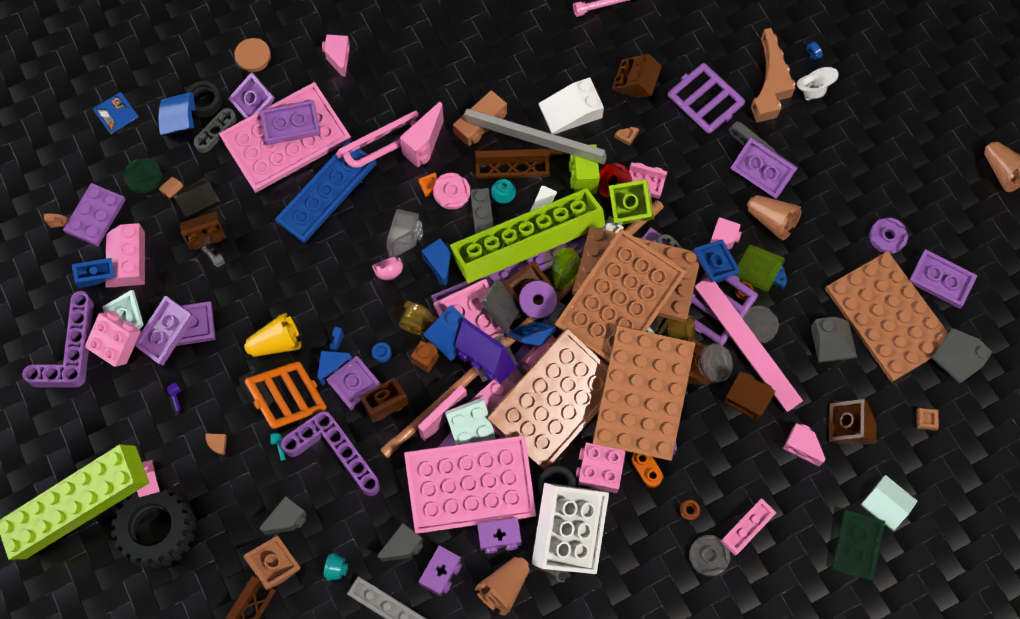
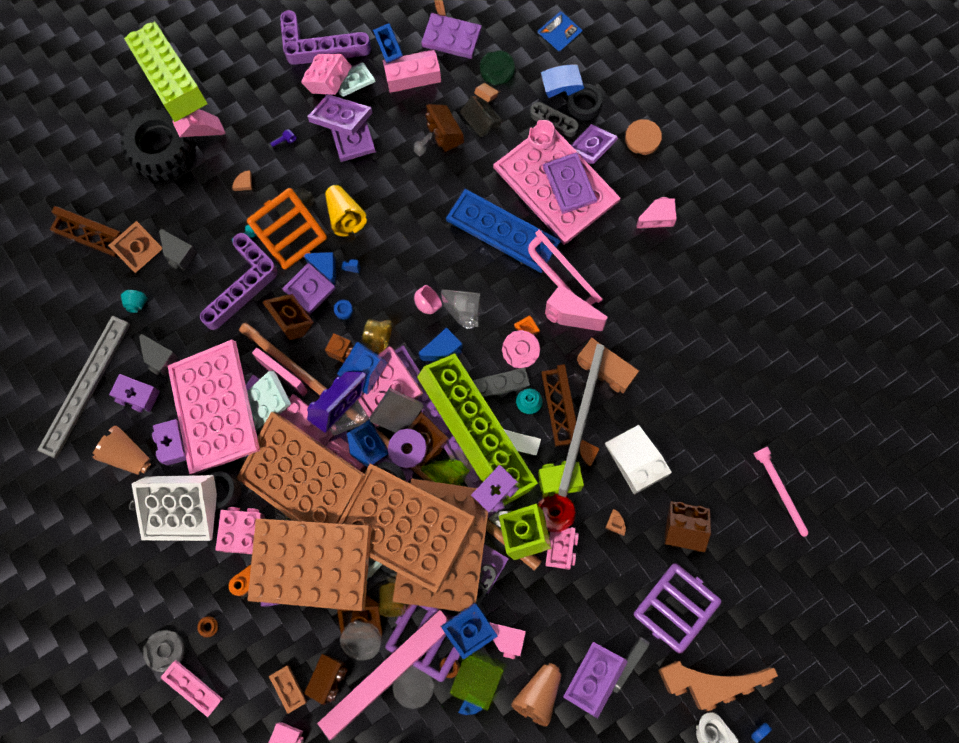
camera: 90 degrees right, 5 degrees up
(235, 136) = (542, 135): none -> bright pink hair
(595, 224) = (485, 491): none -> medium lavender brick
(754, 436) = (288, 689): none -> nougat plate

